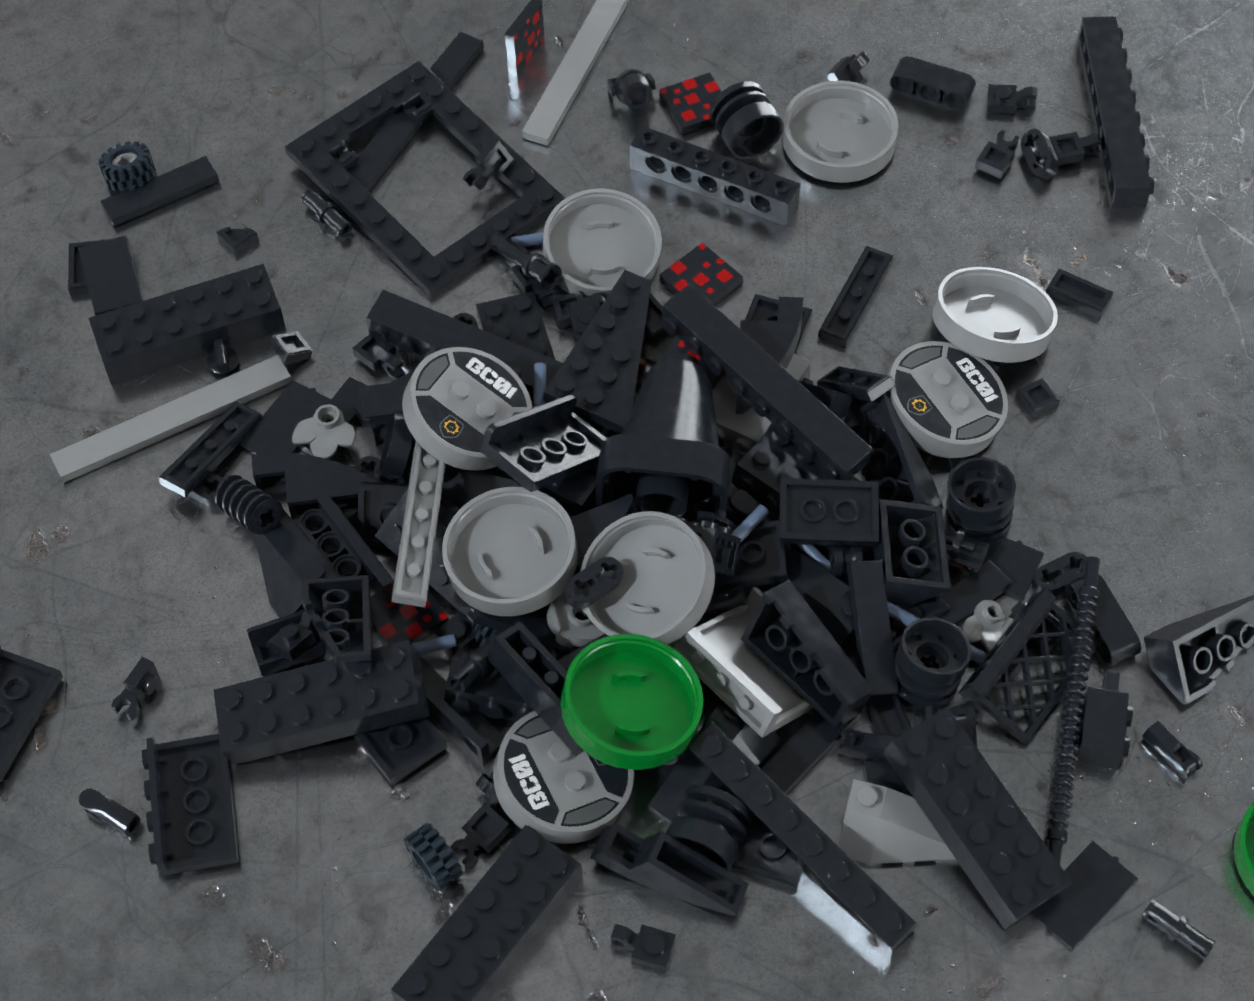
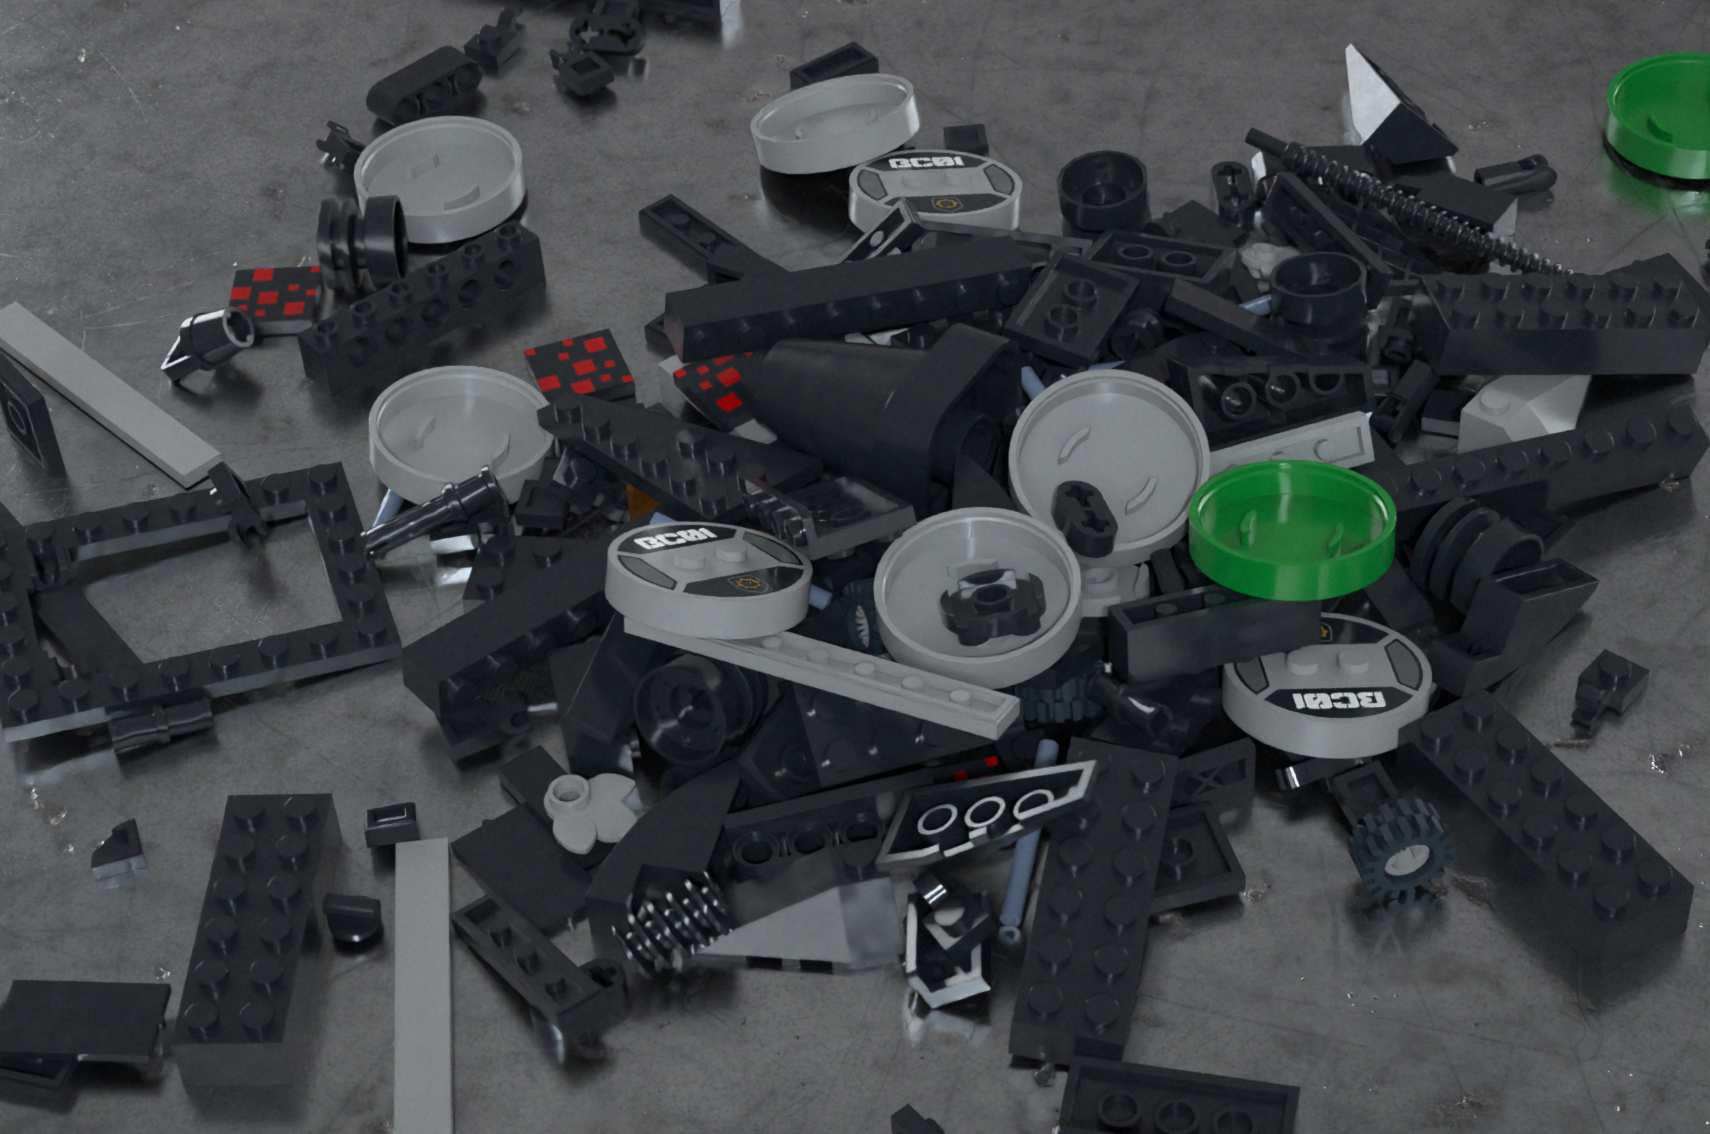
camera: 65 degrees left, 15 degrees down
(494, 574) = (993, 606): none -> black plate

